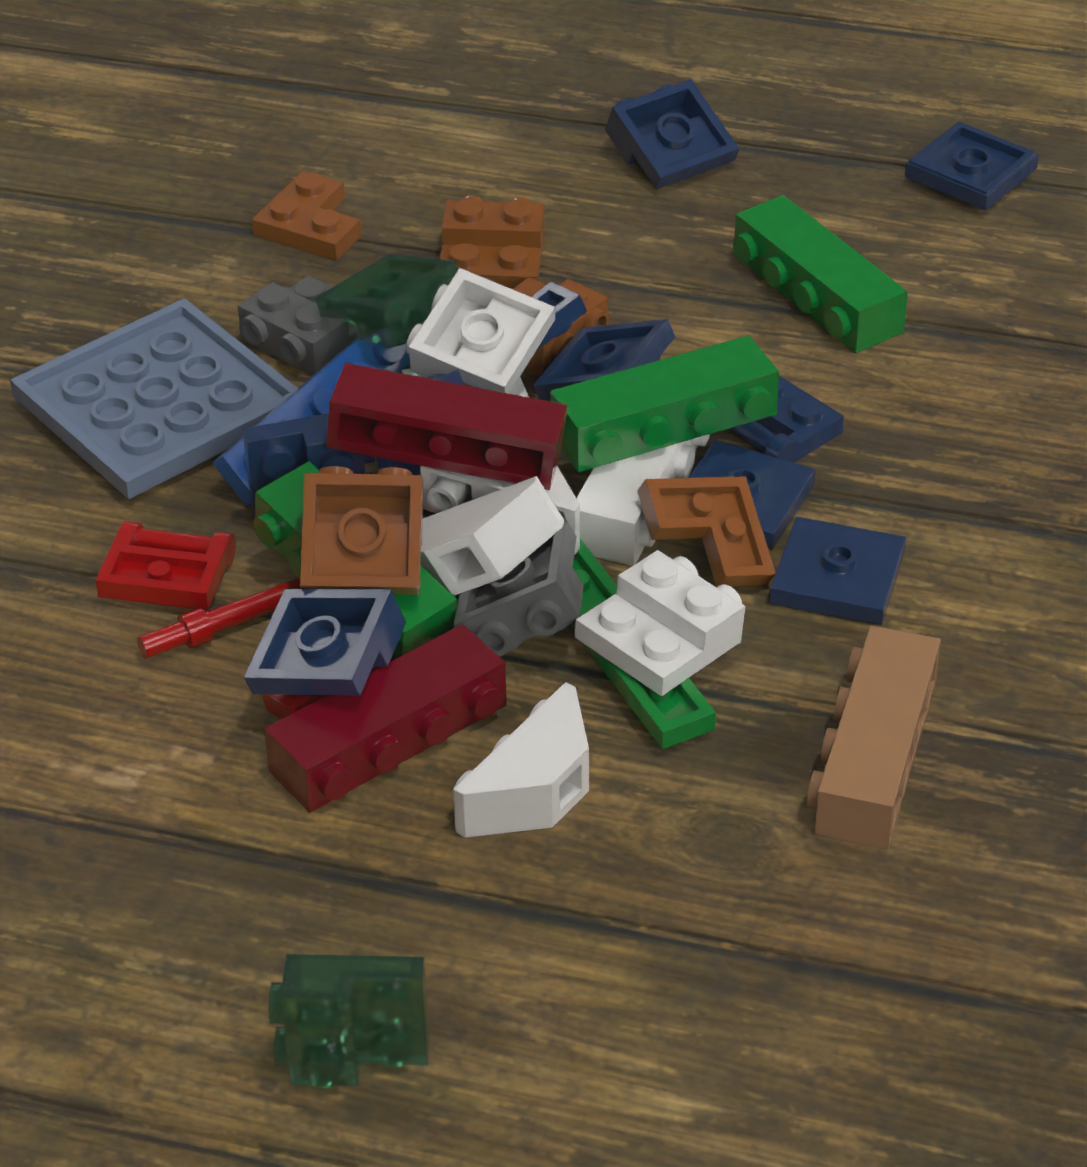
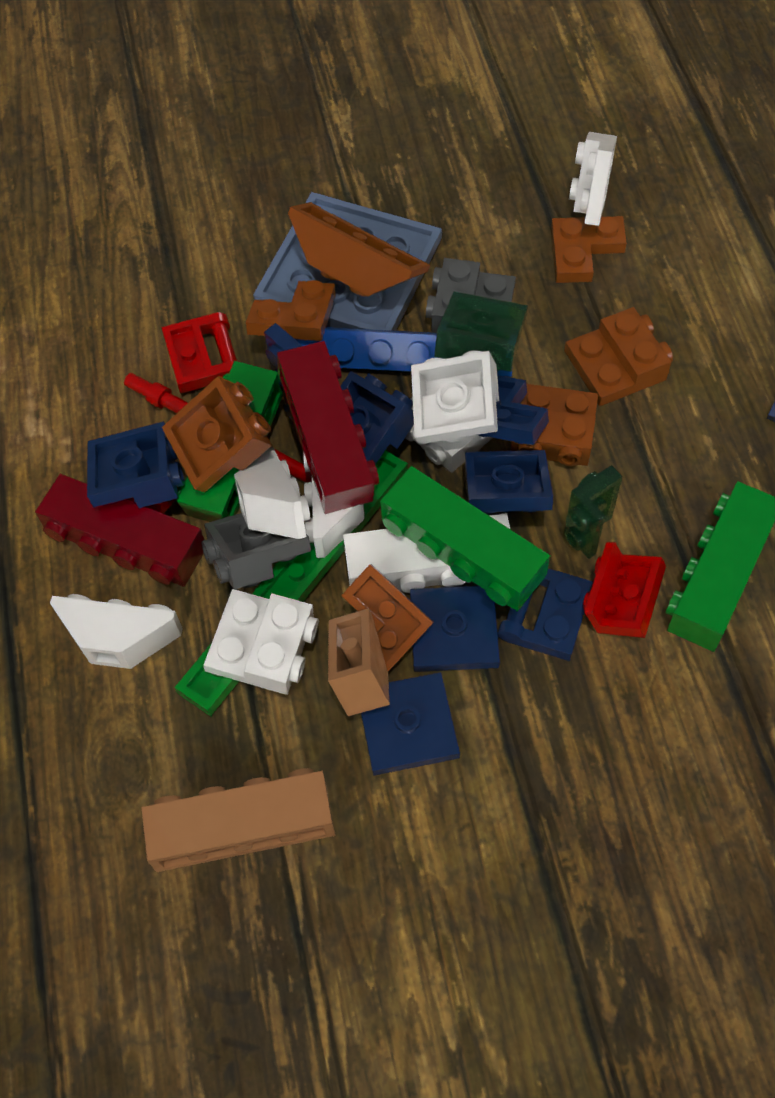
camera: 65 degrees right, 20 degrees up
(183, 352) = (351, 253): none -> dark orange wedge
(206, 439) = (302, 318): none -> dark orange plate
(254, 145) = (592, 185): none -> white plate
(697, 312) = (590, 508): none -> clear green bracket
(756, 547) = (357, 663): none -> medium nougat slope
(804, 348) = (623, 592): none -> red bracket

